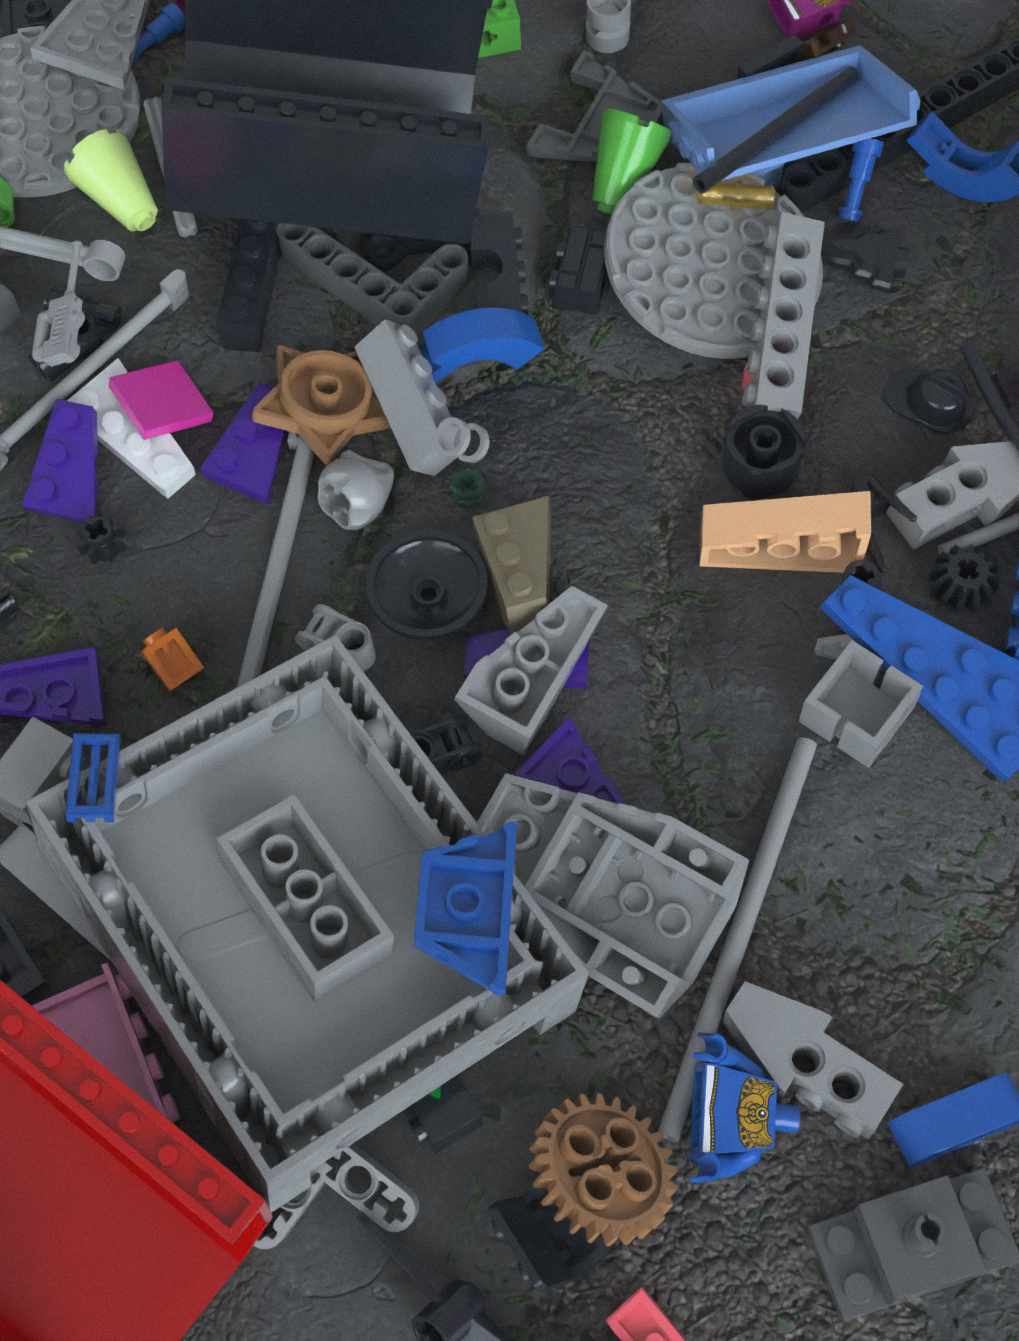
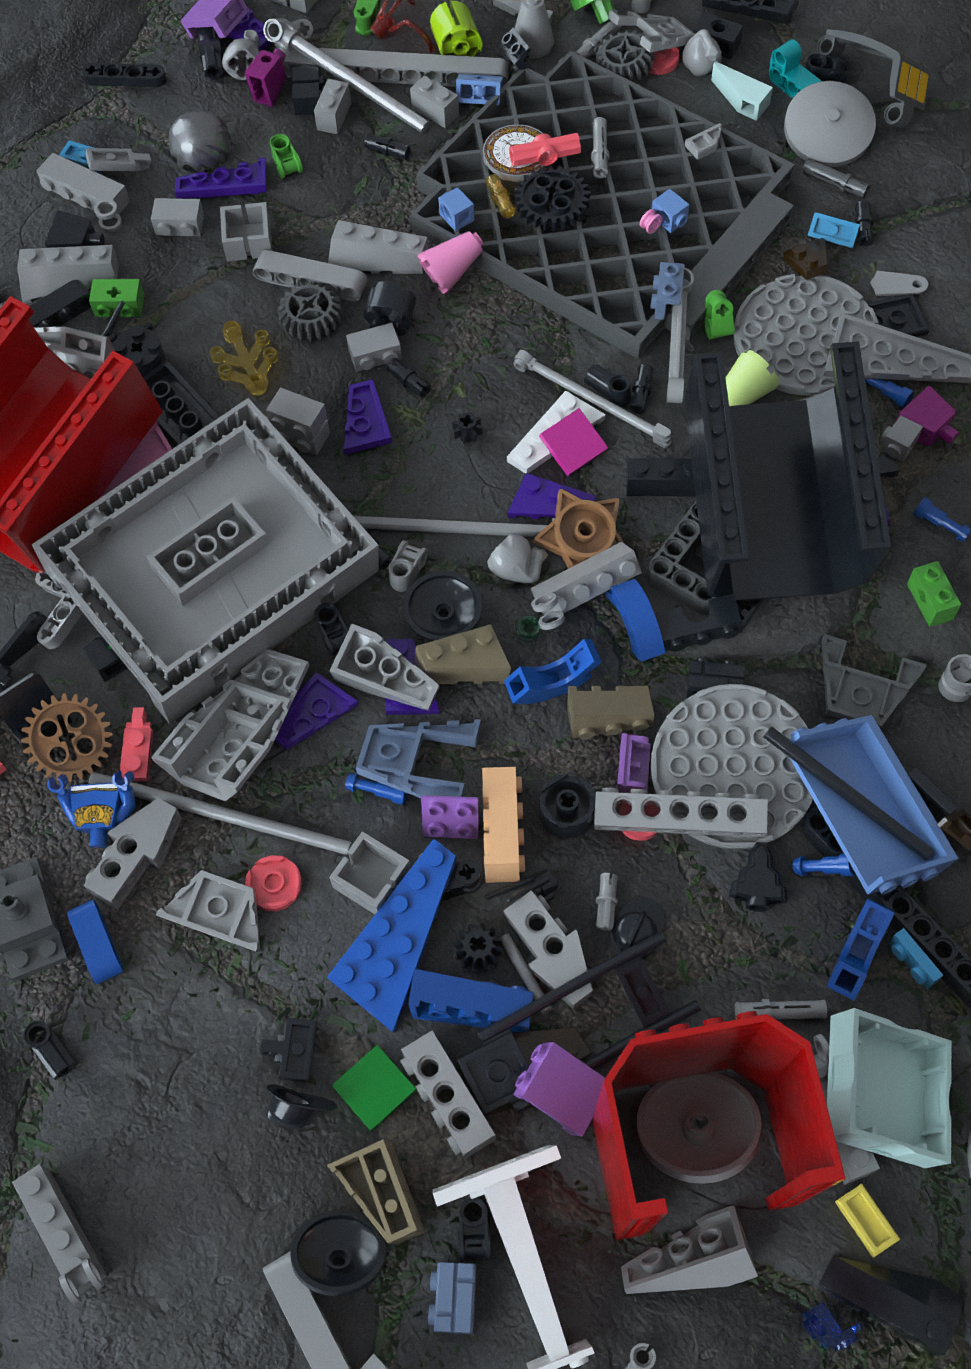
camera: 85 degrees right, 0 degrees up
(59, 325) = (615, 371): light grey piece -> none
(65, 469) = (516, 399): dark purple wing -> none
(91, 810) = (263, 430): blue tile -> none
(170, 657) = (387, 477): orange bracket -> none
(467, 906) = (195, 629): blue wing -> none
(555, 447) = (549, 681): none -> blue arch
(617, 1063) = (137, 746): none -> coral hinge
(620, 394) = (609, 711): none -> dark tan wedge
(625, 154) = (817, 694): bright green cone -> none
(673, 672) = (392, 752): none -> sand blue wing
(698, 381) = (633, 763): none -> medium lavender hinge
(722, 672) = (354, 782): none -> blue piece
(739, 195) = (787, 776): clear yellow pin -> none
(772, 599) = (450, 816): none -> medium lavender hinge
(858, 853) = (275, 882): none -> coral tile
(894, 425) = (606, 901): none -> light grey axle
(906, 932) = (217, 909): none -> light grey wing
(977, 114) = (921, 966): none -> dark azure plate

